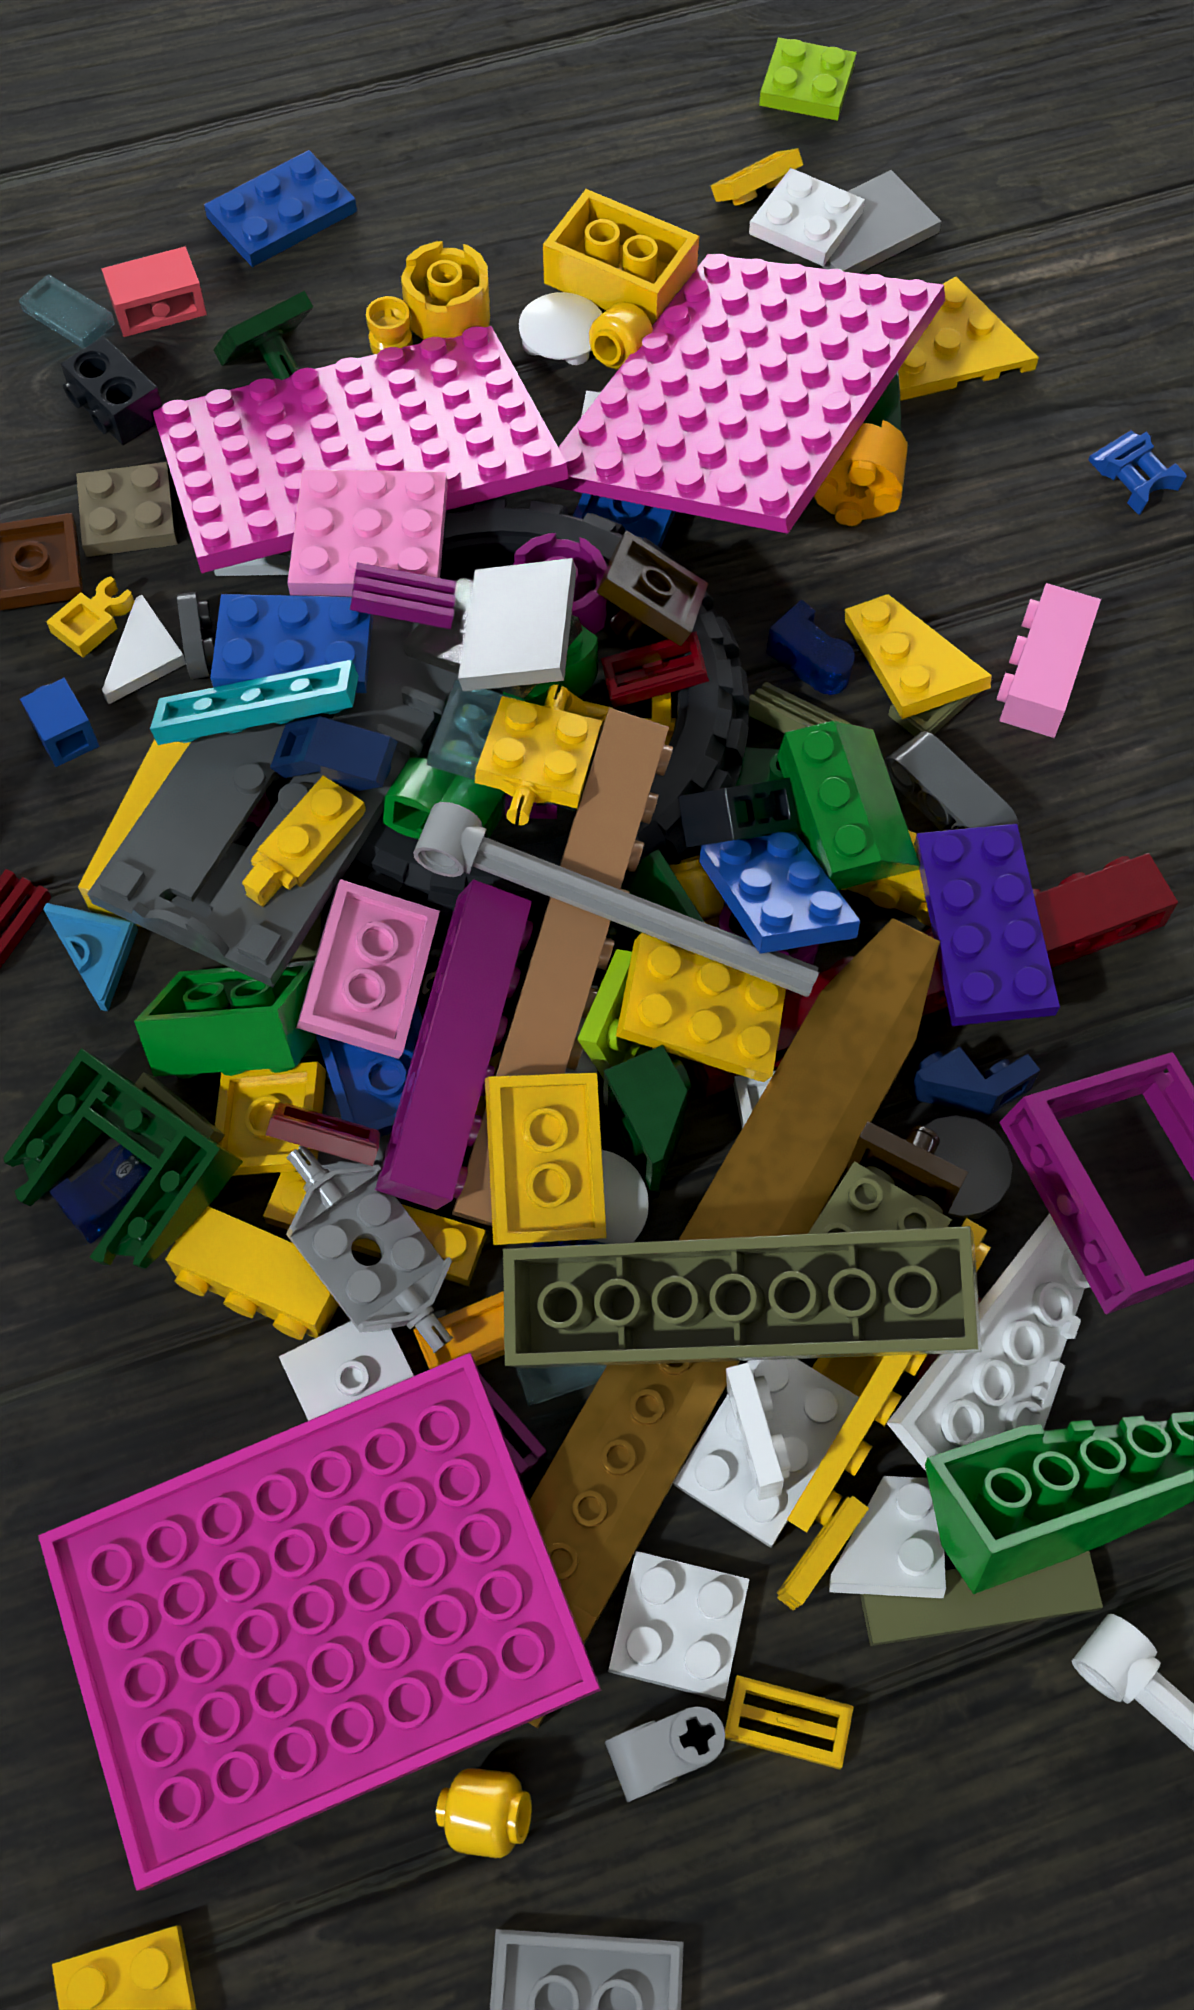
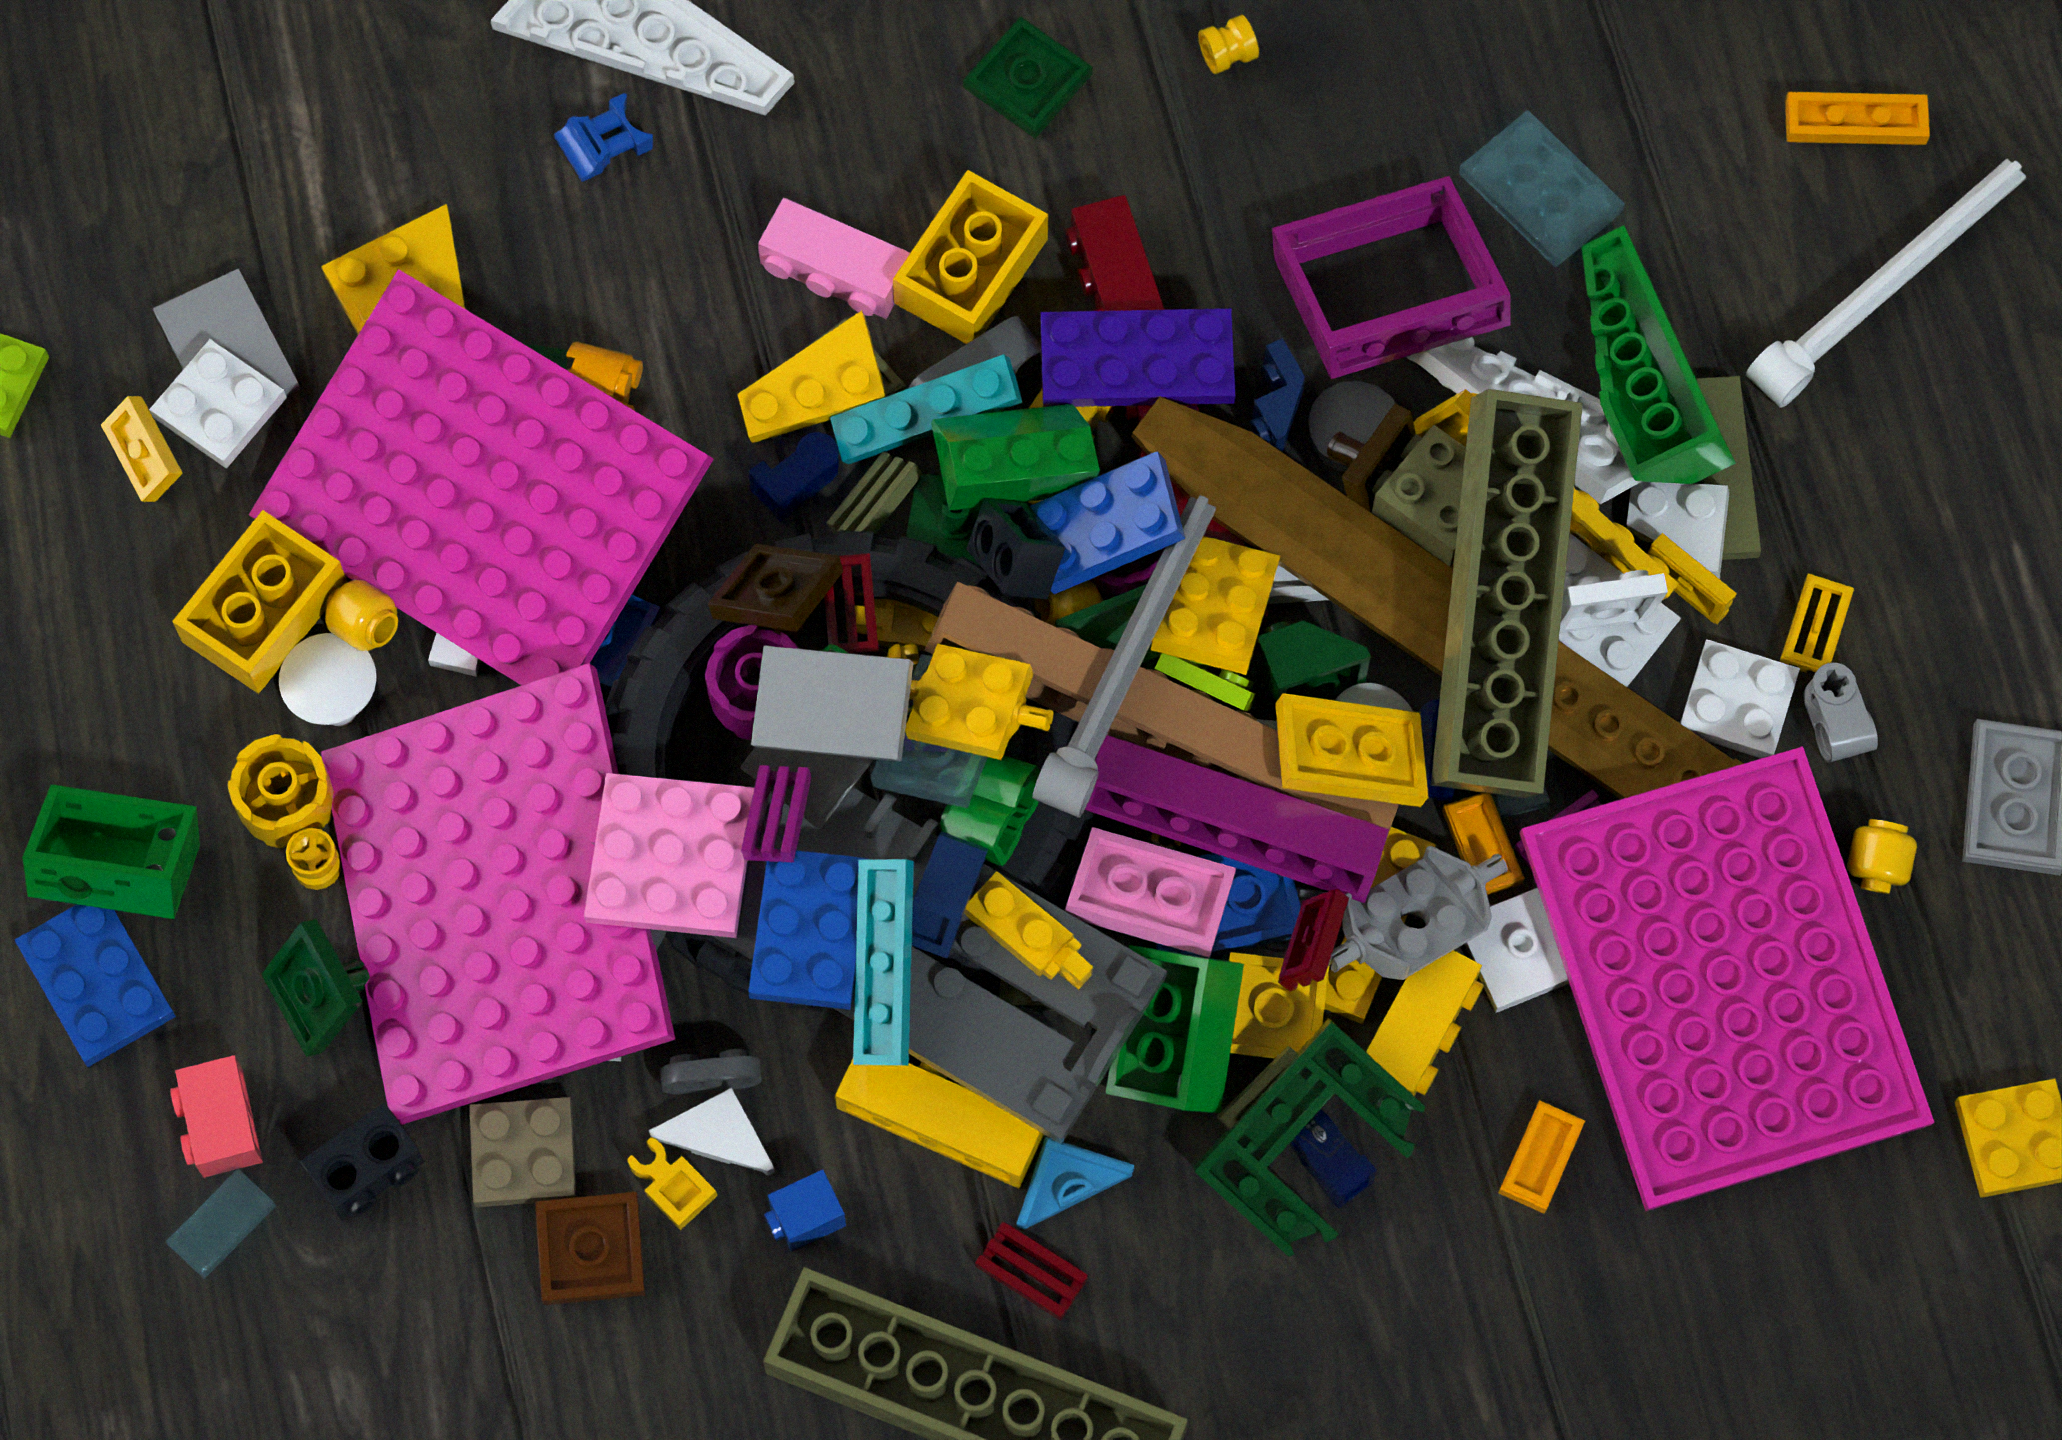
camera: 85 degrees left, 5 degrees up
(111, 1418) = (1541, 1157): none -> light orange tile
(379, 184) = (111, 851): none -> green piece
(910, 761) = (909, 413): none -> teal plate
(1073, 769) = (970, 258): none -> yellow brick

